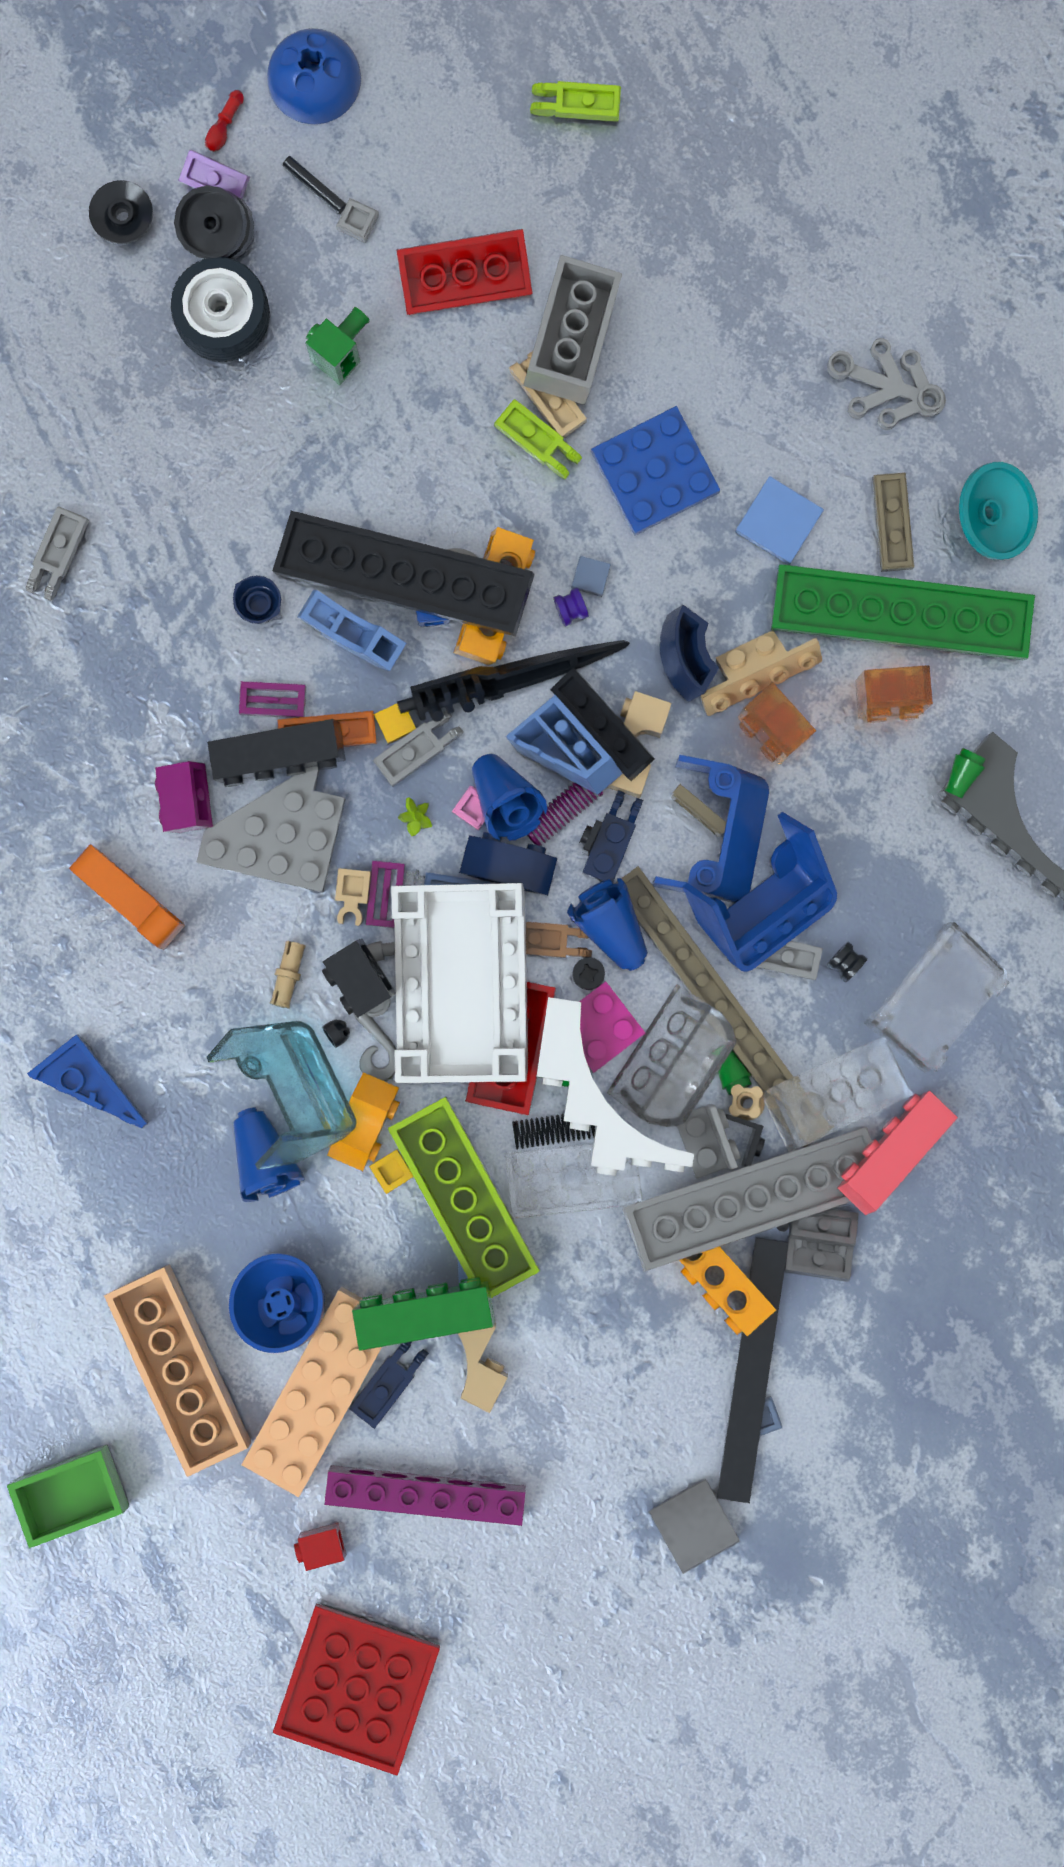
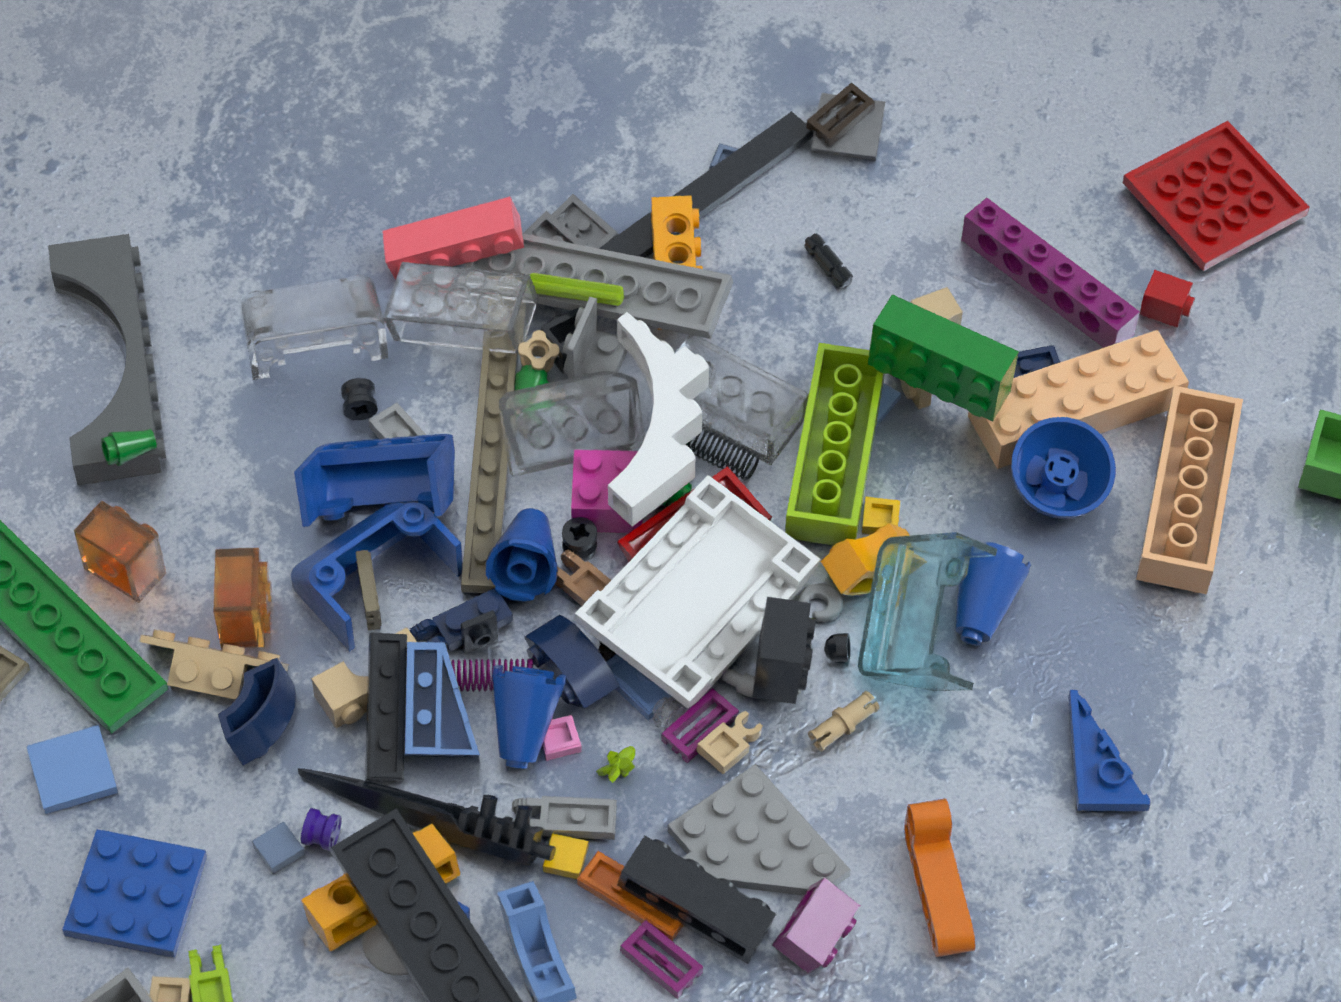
camera: 140 degrees left, 30 degrees down
(607, 1377) = (828, 261): none -> black axle
(706, 1496) = (824, 131): none -> dark brown tile
(761, 1173) = (577, 289): none -> lime axle

